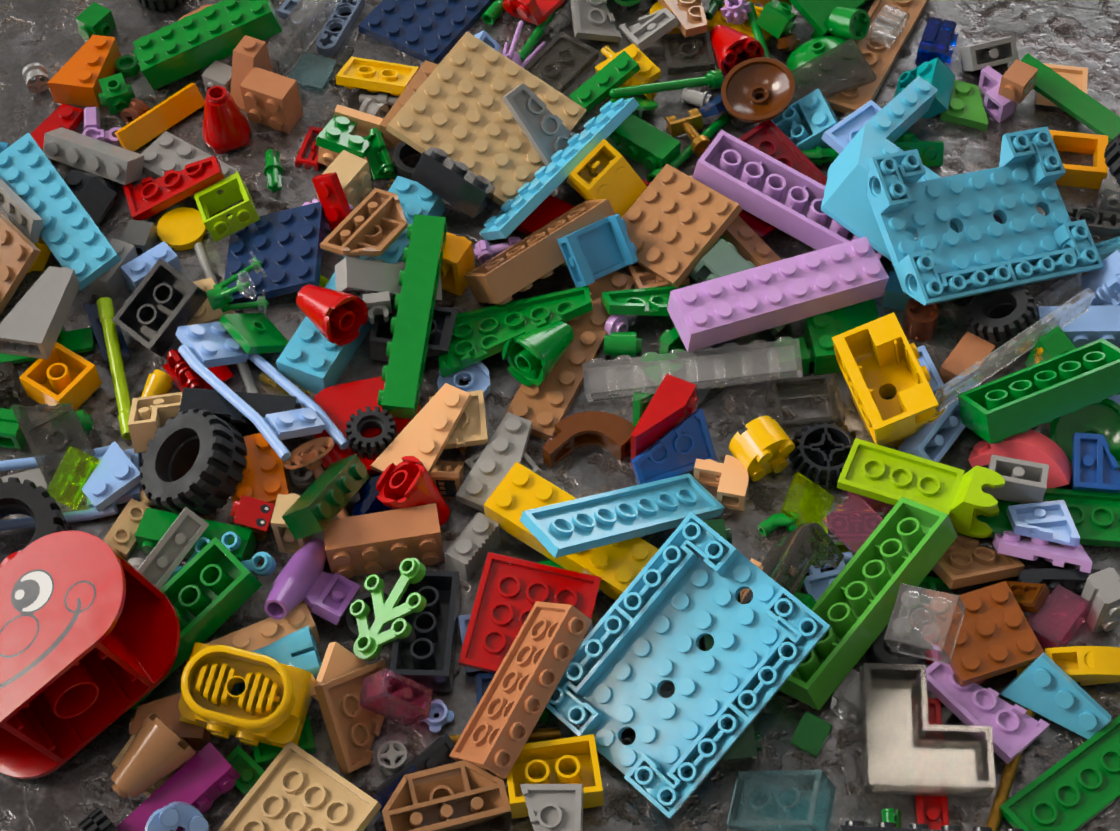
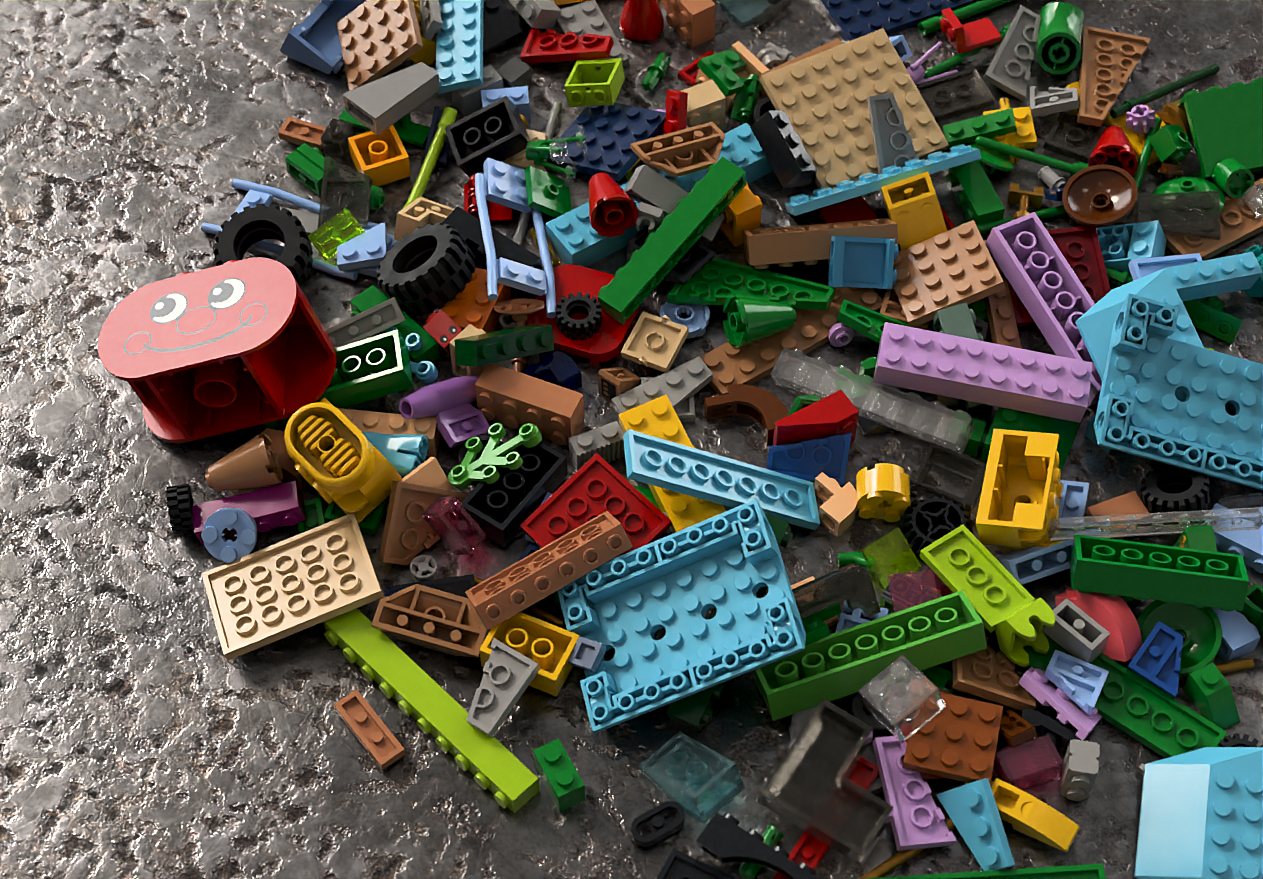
camera: 30 degrees right, 0 degrees up
(122, 533) = (340, 298): tan plate -> none
(157, 384) = (449, 196): yellow cone -> none
(181, 228) = (549, 83): yellow tile -> none
(375, 75) = (790, 31): yellow plate -> none
(410, 486) = (575, 371): red cone -> none
(427, 431) = (616, 341): light nougat wing -> none
(445, 716) = (480, 552): light blue plate -> none
(484, 252) = (779, 219): lavender bar -> none
(613, 748) = (587, 654): none -> sand blue plate
(622, 344) = (833, 351): green brick -> none
(811, 734) = (757, 737): green slope -> none
(920, 321) = (1104, 463): copper piece -> none

